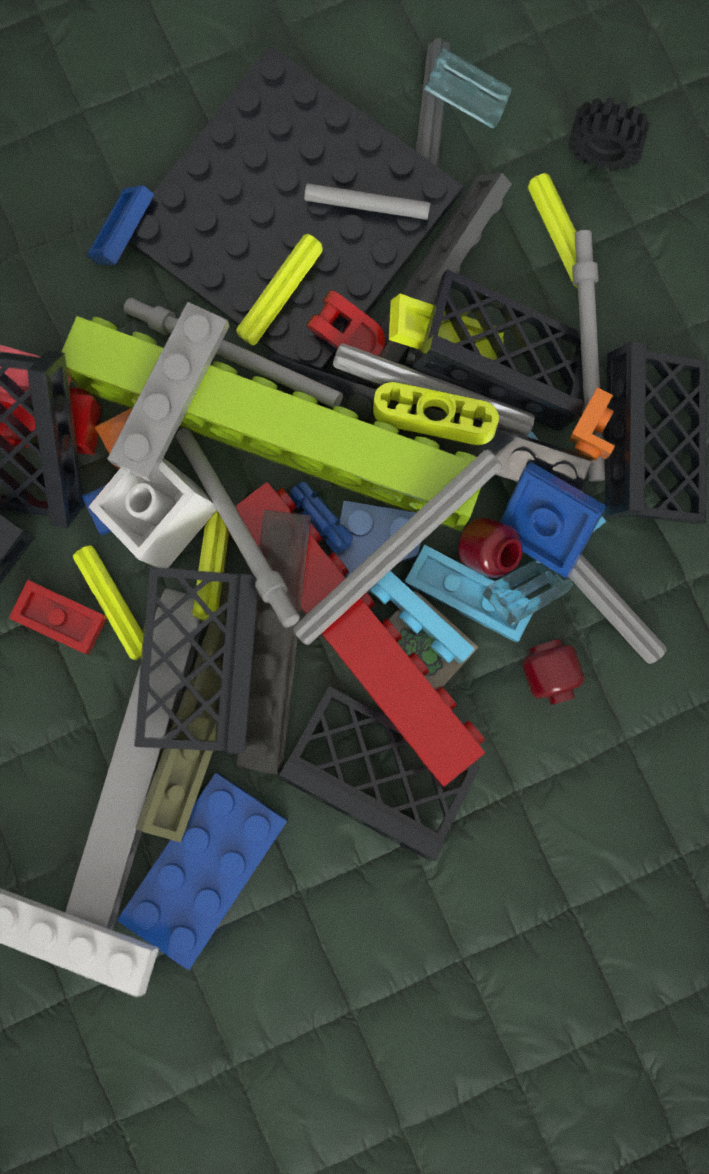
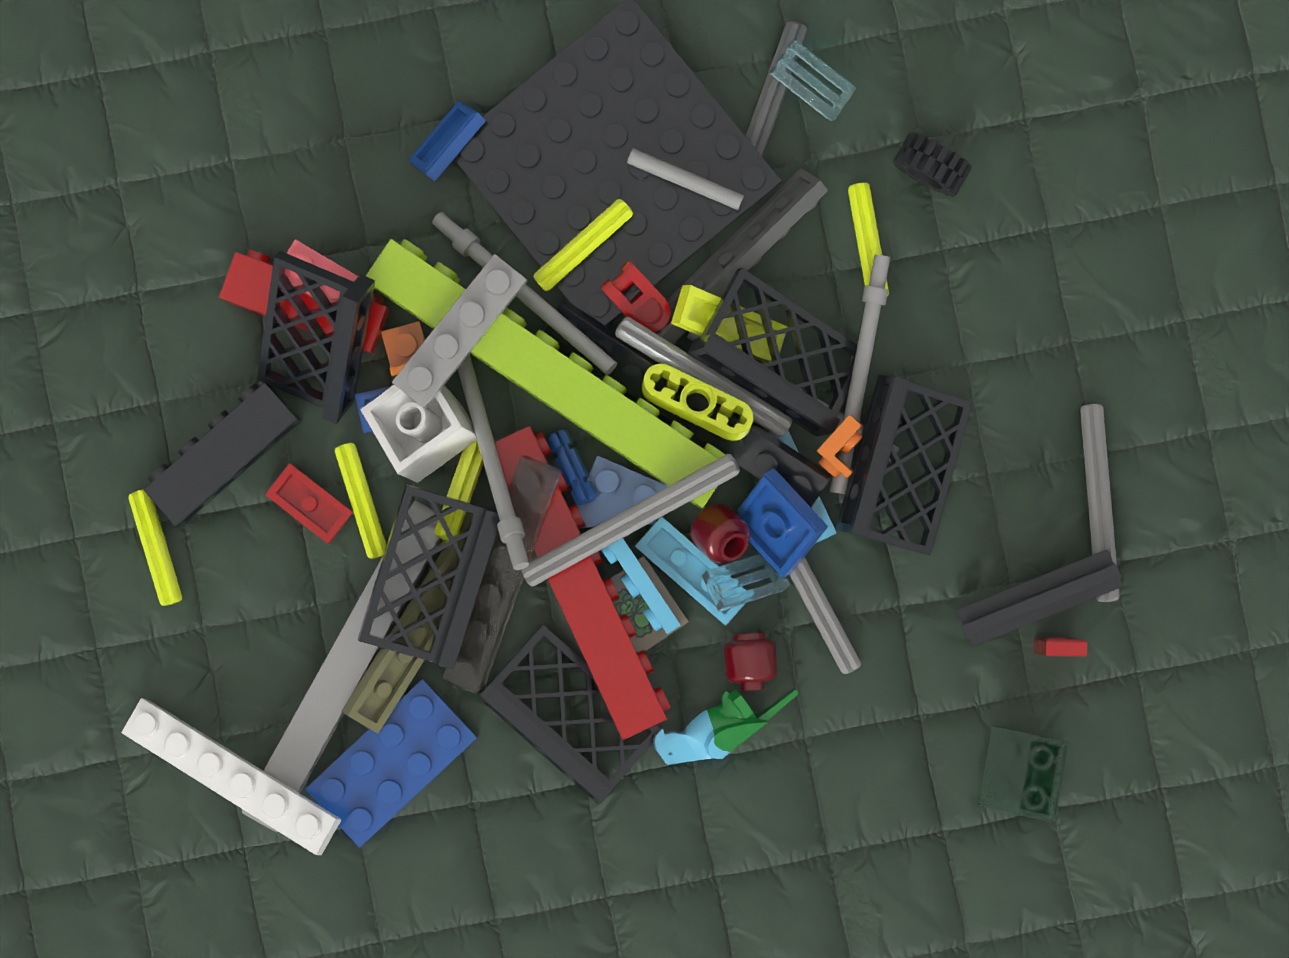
camera: 15 degrees right, 5 degrees up
(537, 753) = (716, 730): none -> animal

